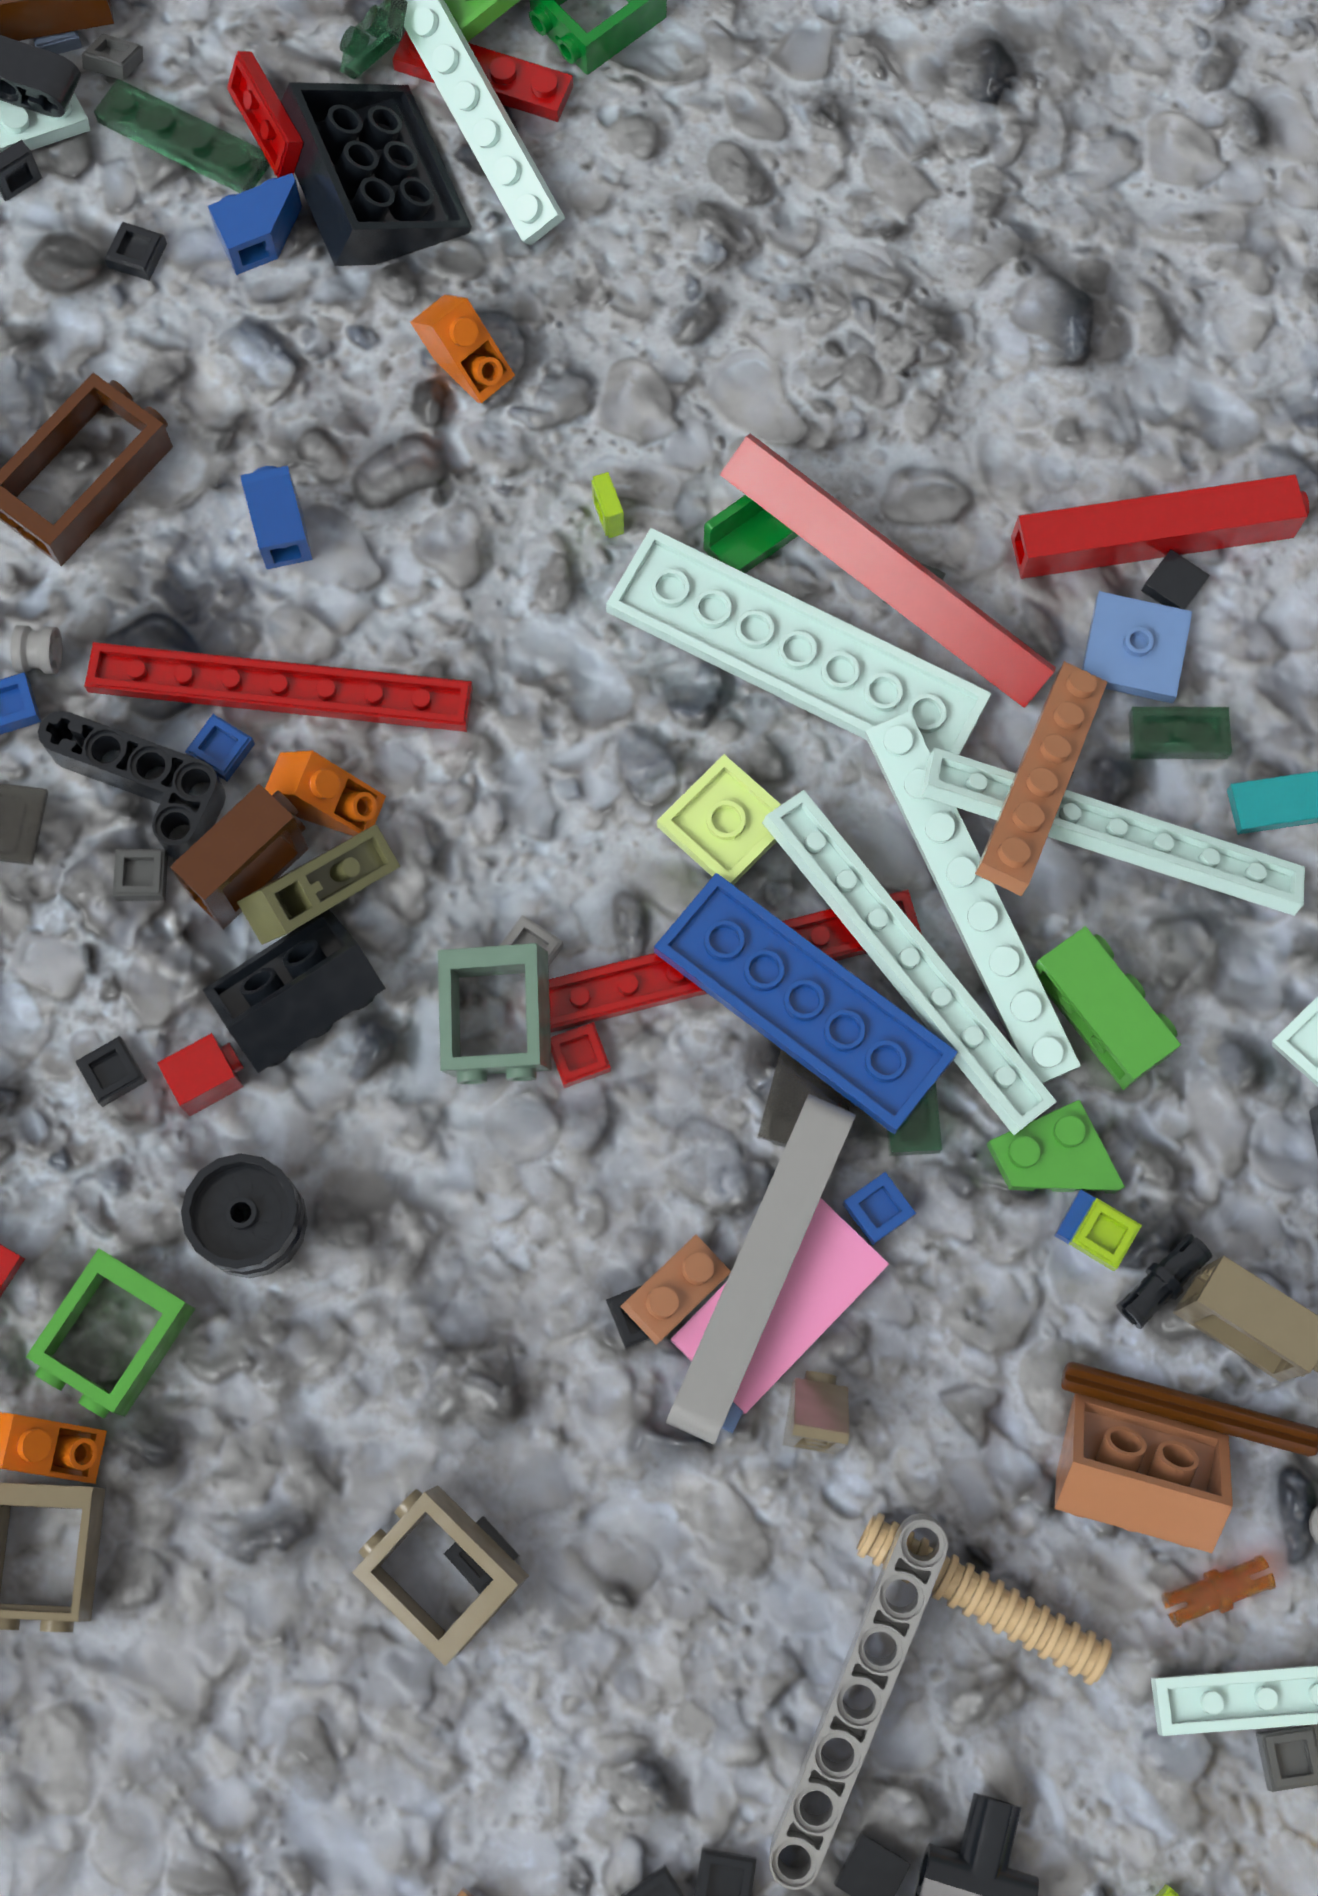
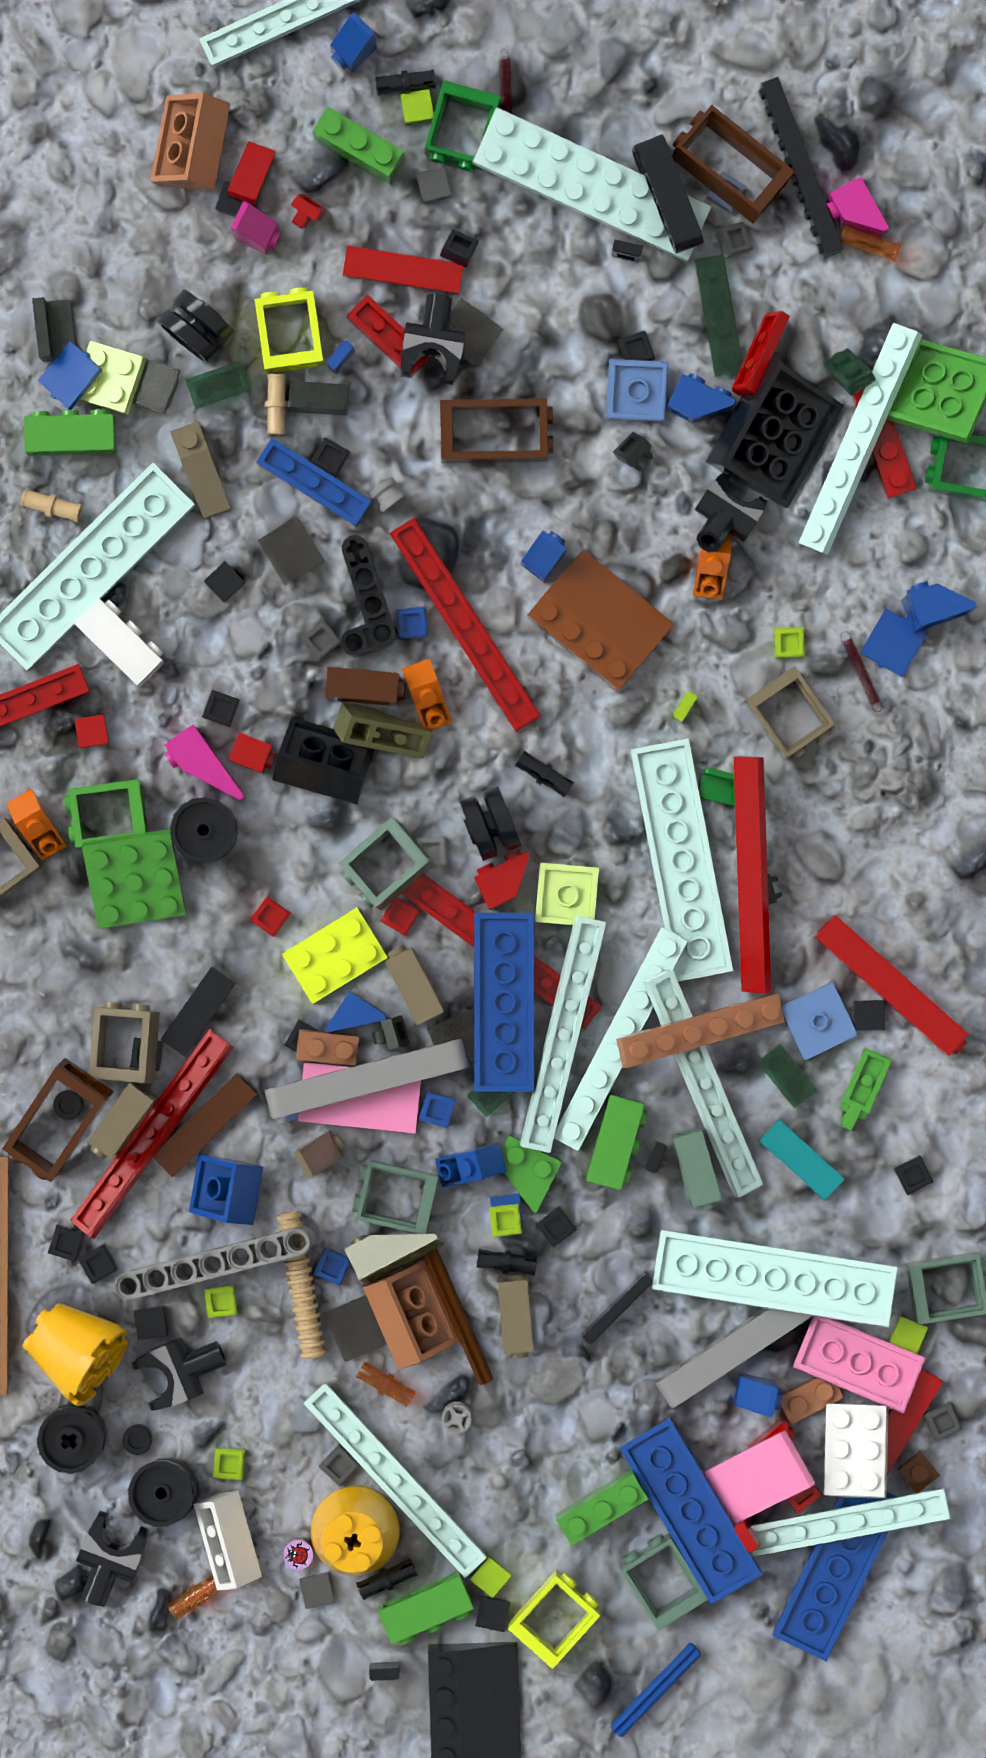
camera: 55 degrees right, 15 degrees up
(152, 1150) = (196, 757): none -> dark pink slope
(181, 279) = (637, 390): none -> medium blue plate
(225, 1368) = (134, 878): none -> bright green plate
(246, 334) = (632, 450): none -> pearl dark grey tile
(417, 278) = (726, 515): none -> black connector
(417, 529) = (600, 620): none -> dark orange slope
(436, 1227) = (270, 916): none -> red tile
(443, 1681) = (82, 1084): none -> reddish brown window
(460, 1732) = (68, 1104): none -> black tile
(482, 1432) = (198, 1011): none -> black tile
(545, 1667) = (122, 1120): none -> dark tan window
(548, 733) = (544, 774): none -> black pin
(554, 834) = (490, 823): none -> black wheel
(560, 1182) = (334, 955): none -> neon yellow plate
(601, 1647) = (151, 1133): none -> red tile
(632, 340) = (789, 642): none -> lime tile
(642, 885) = (503, 881): none -> red slope
(647, 1554) = (205, 1124): none -> reddish brown tile
(659, 1212) = (354, 1012): none -> blue slope
(684, 1098) = (413, 984): none -> dark tan window
(719, 359) = (774, 687): none -> dark tan window
(728, 139) = (934, 605): none -> blue slope
(728, 1184) = (393, 1033): none -> pearl dark grey tile
(732, 232) = (893, 643): none -> blue piece
(732, 280) = (862, 672): none -> dark red piece
(763, 1597) = (226, 1189): none -> blue slope
(918, 1738) = (221, 1301): none -> lime tile
(989, 1531) = (332, 1266): none -> blue tile
(991, 1223) = (470, 1165): none -> blue slope
(1000, 1327) = (361, 1201): none -> sand green window
(1028, 1438) = (381, 1254): none -> slope
(1104, 1569) = (355, 1328): none -> clear smoke piece
(1162, 1177) = (556, 1226): none -> black tile
(1165, 971) = (655, 1157): none -> black tile
(1225, 925) = (696, 1168): none -> sand green window
(1267, 655) = (863, 1087): none -> bright green hinge

